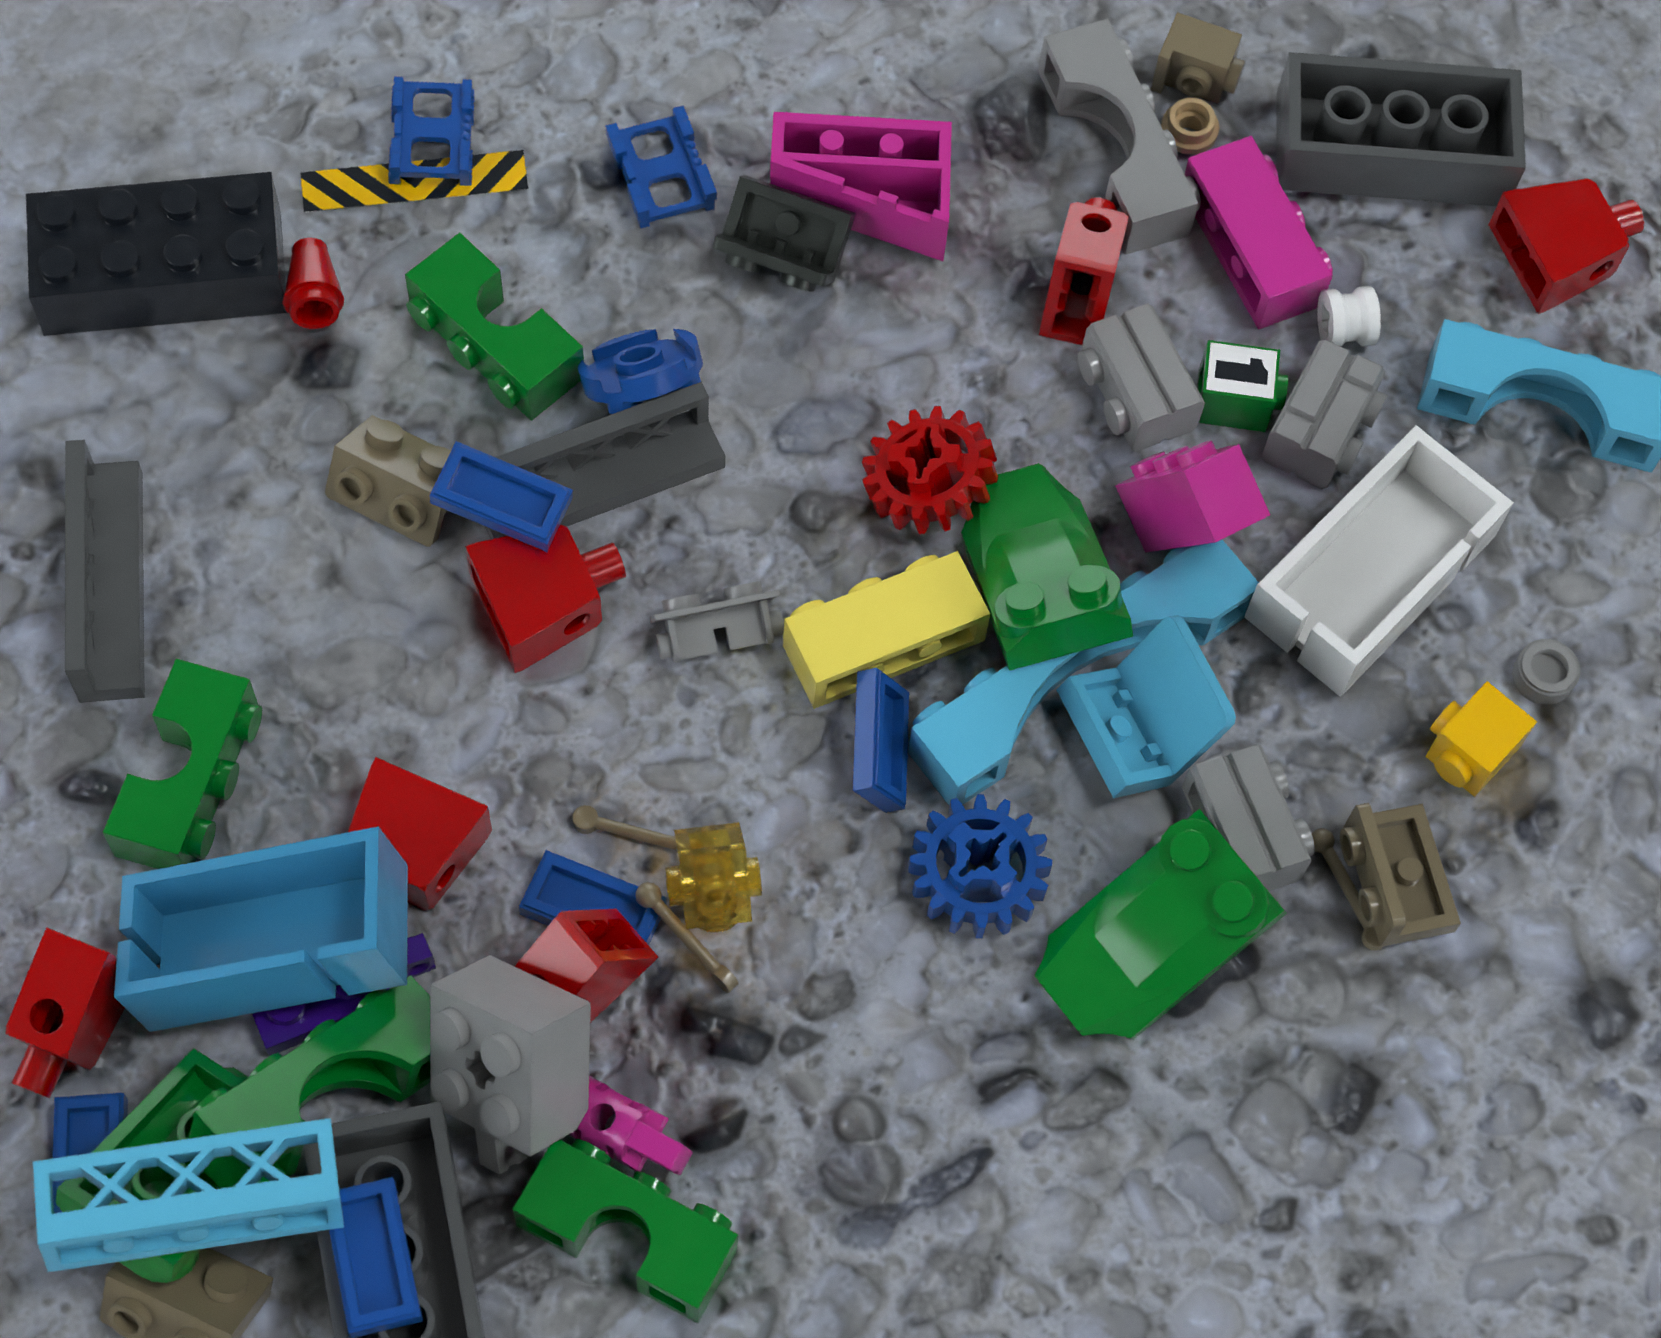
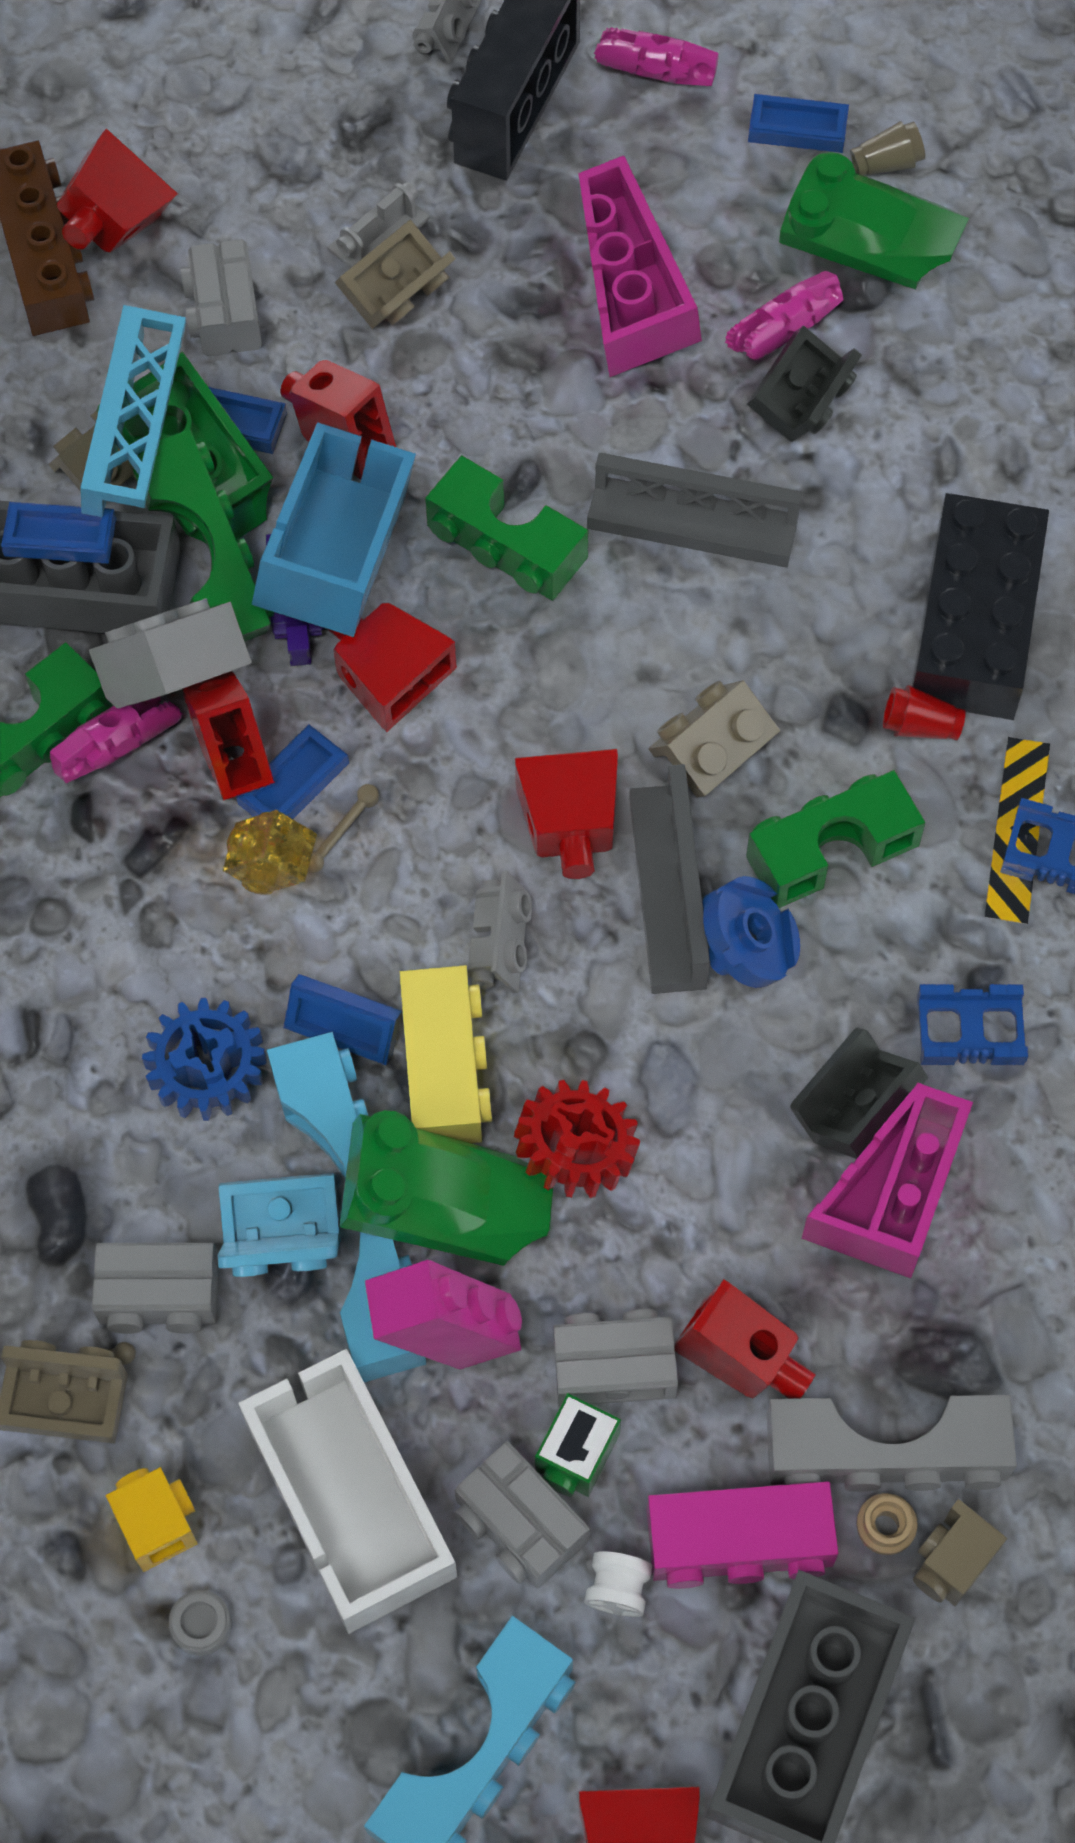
camera: 115 degrees right, 0 degrees up
(501, 496) = (645, 777): blue tile -> none
(650, 896) = (199, 851): dark tan hinge -> none
(1156, 932) = (88, 1167): green slope -> none

